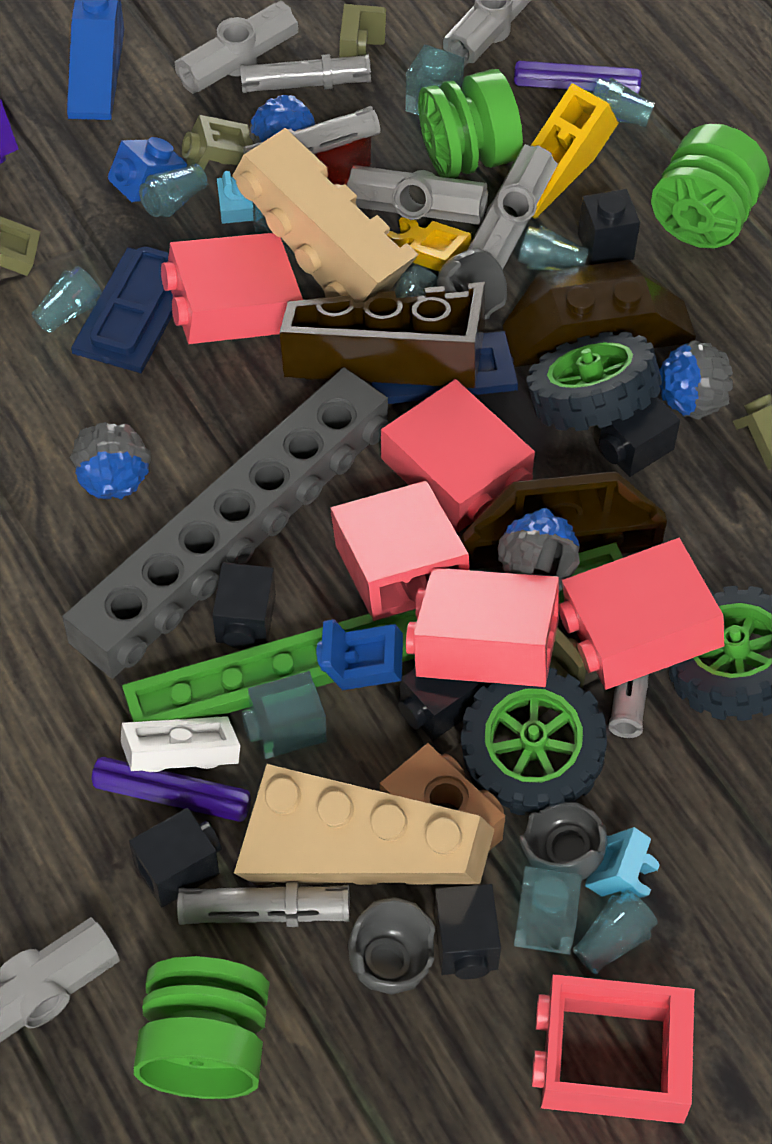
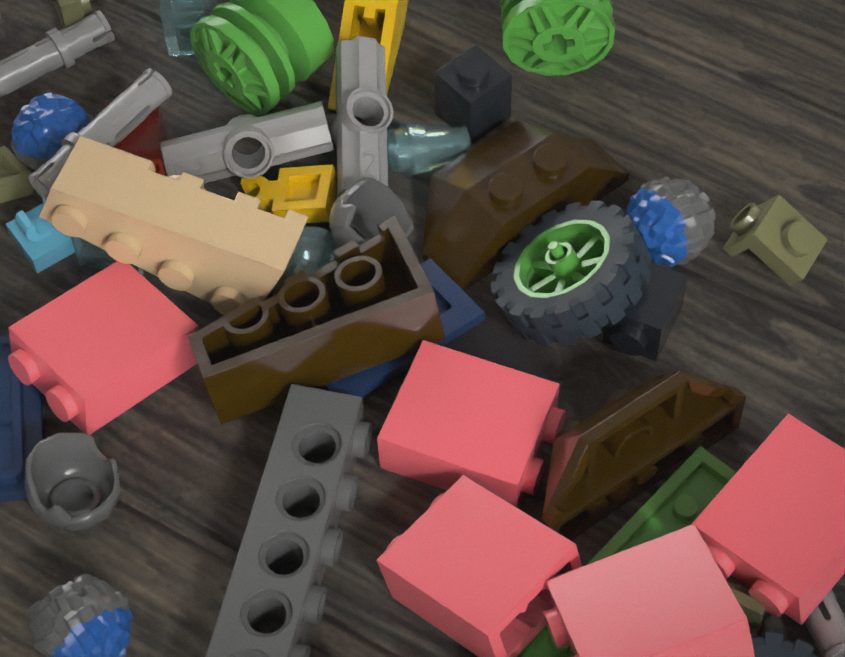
camera: 25 degrees left, 0 degrees up
(158, 366) = (71, 482): none -> dark grey hair
(540, 546) = (644, 498): dark grey piece -> none

